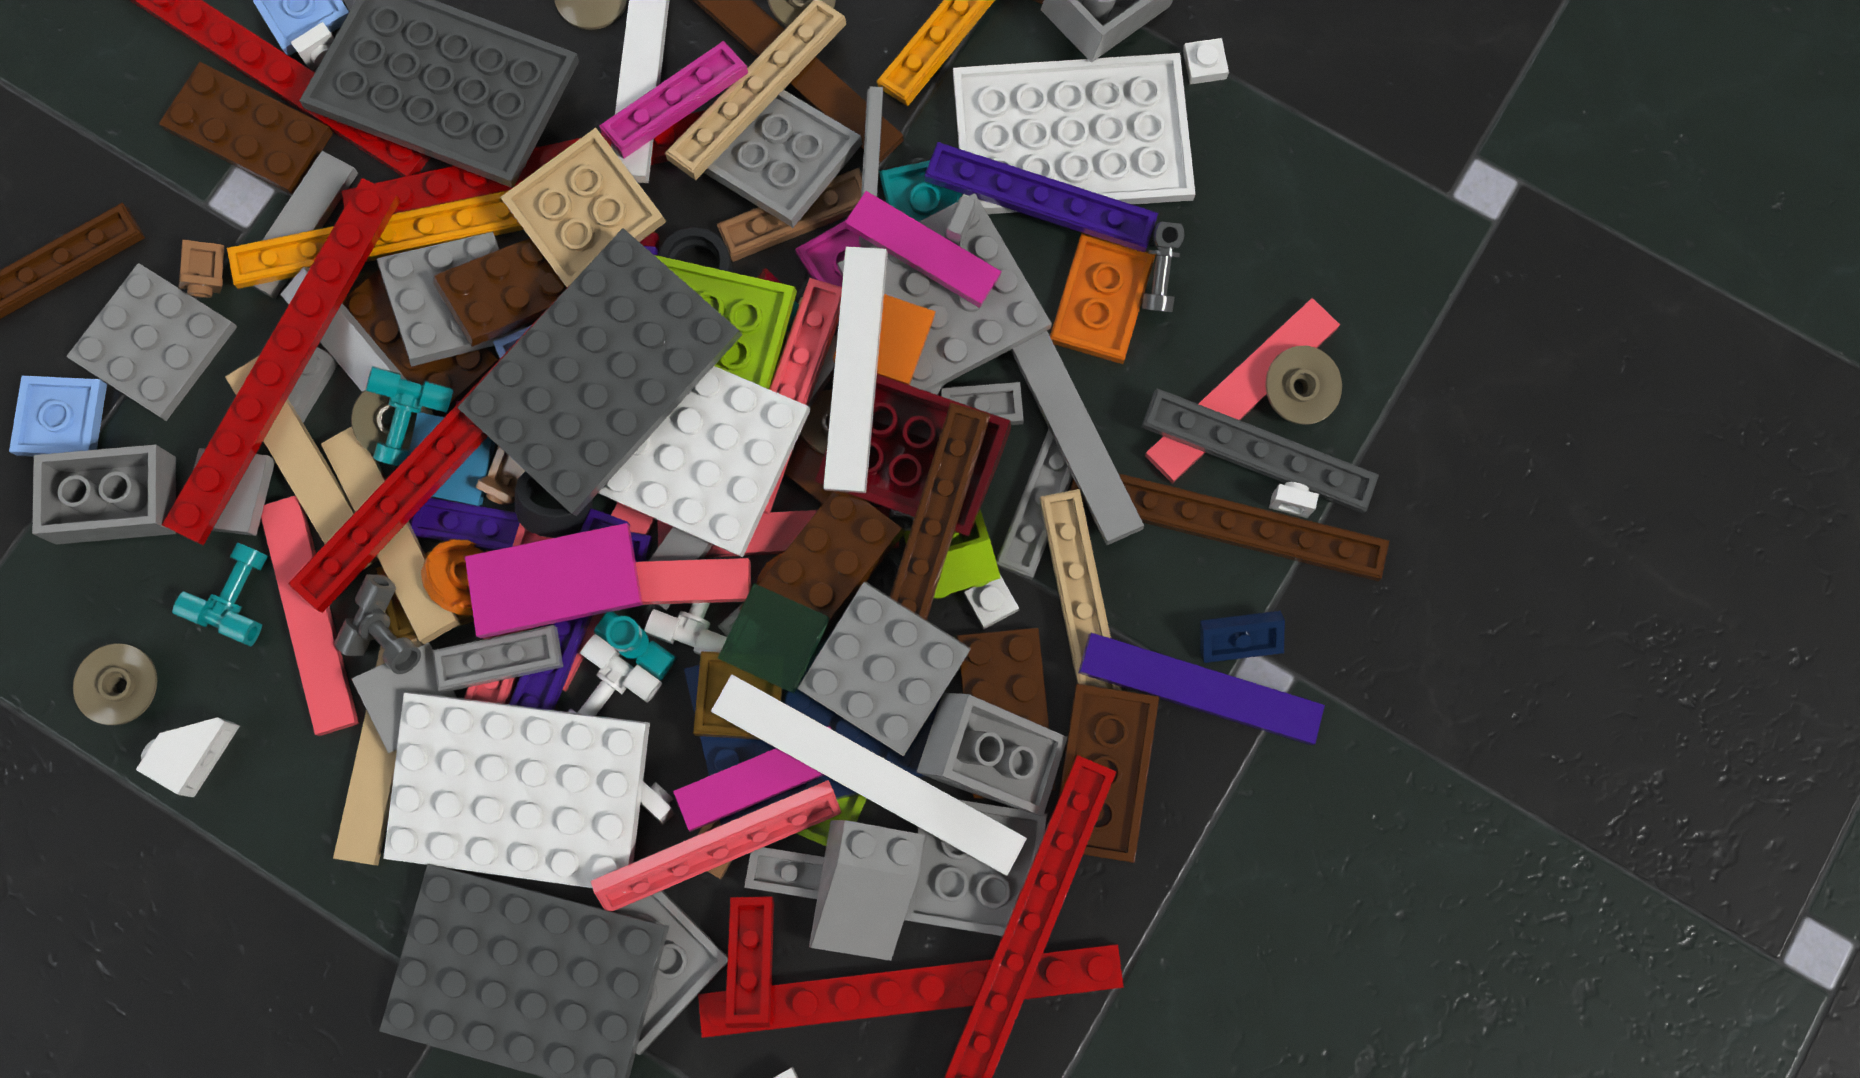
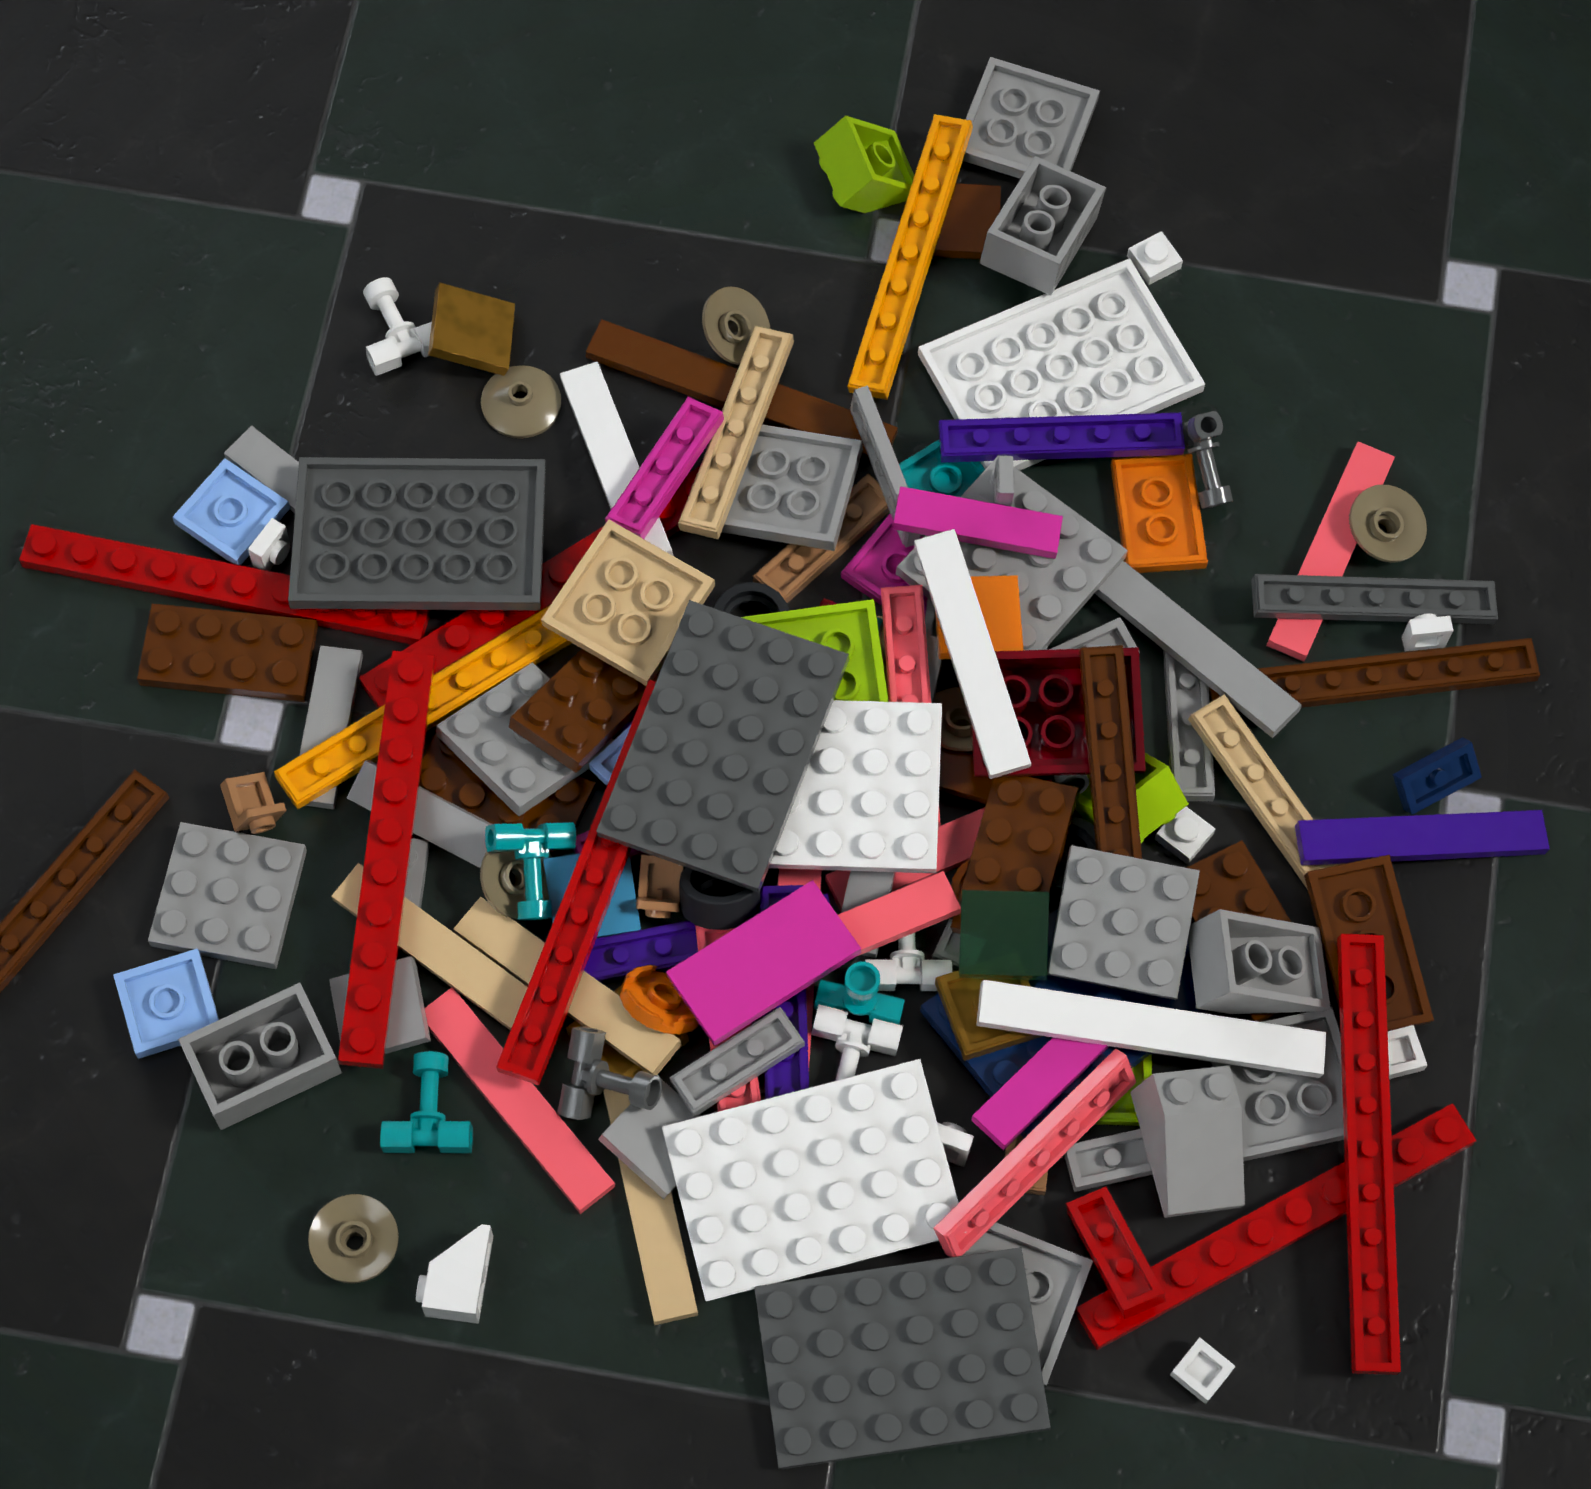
camera: 25 degrees left, 10 degrees down
(1092, 879) = (1405, 1052): none -> white plate

